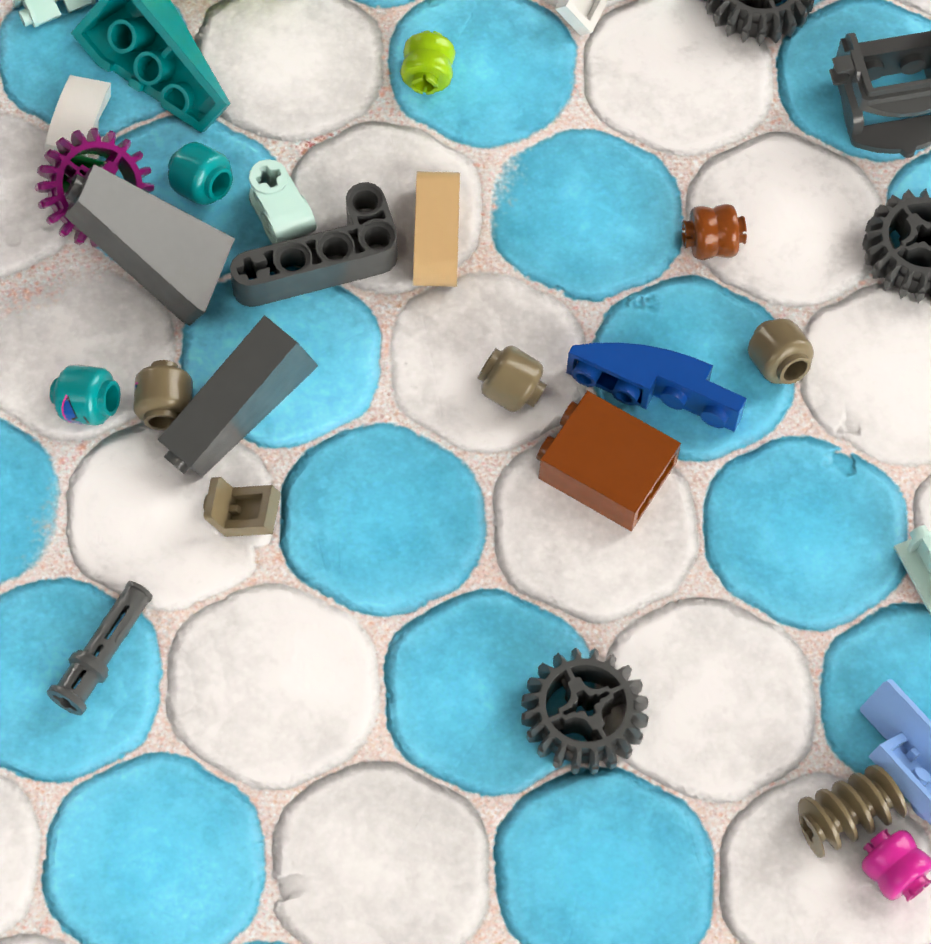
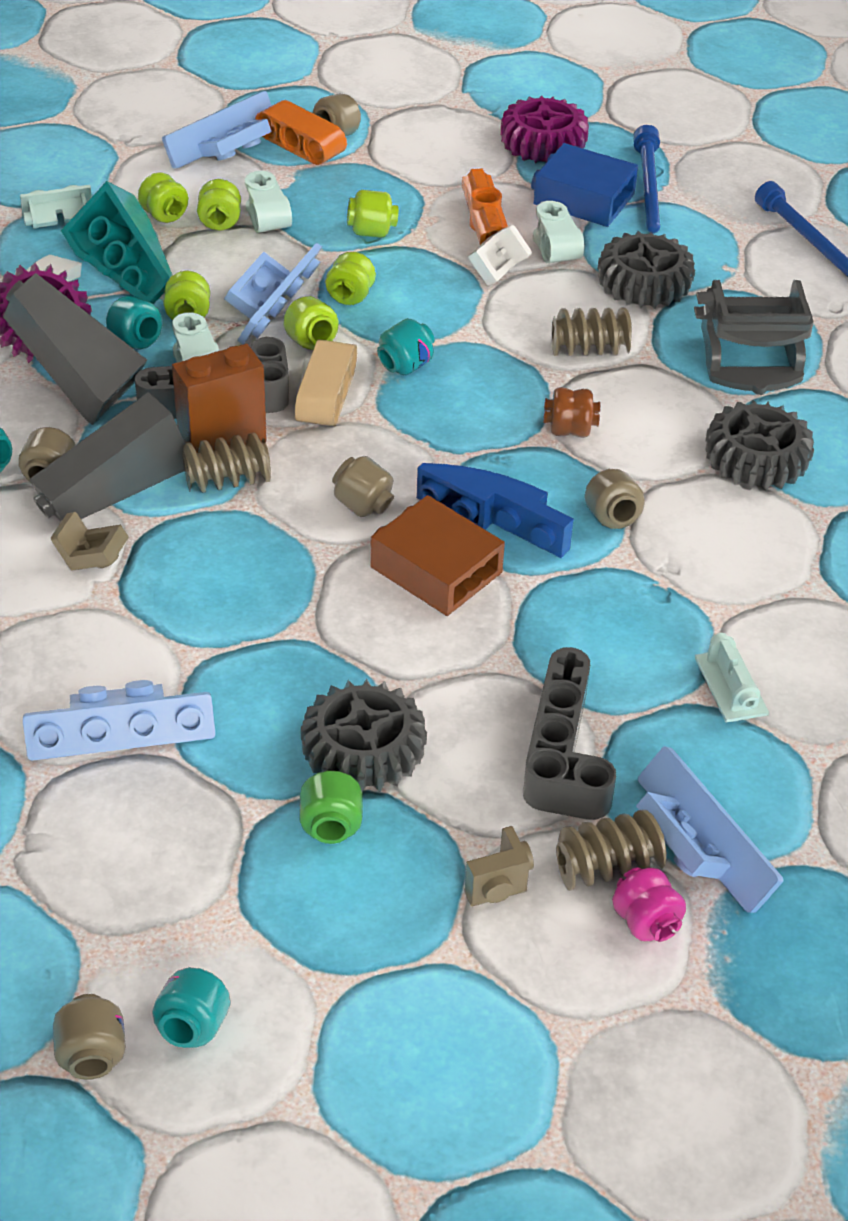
camera: 10 degrees right, 20 degrees down
(249, 125) = (186, 294): none -> lime piece
(333, 730) = (118, 721): none -> light blue bracket
(335, 92) = (263, 290): none -> light blue bracket
(336, 298) = (220, 396): none -> dark orange brick
(357, 370) = (226, 461): none -> dark tan piece
(399, 141) = (310, 320): none -> lime head
(514, 162) = (406, 346): none -> teal head
(573, 805) = (331, 806): none -> bright green head
(715, 103) = (591, 330): none -> dark tan piece
(749, 858) = (499, 874): none -> dark tan bracket
(782, 669) = (556, 775): none -> dark grey beam

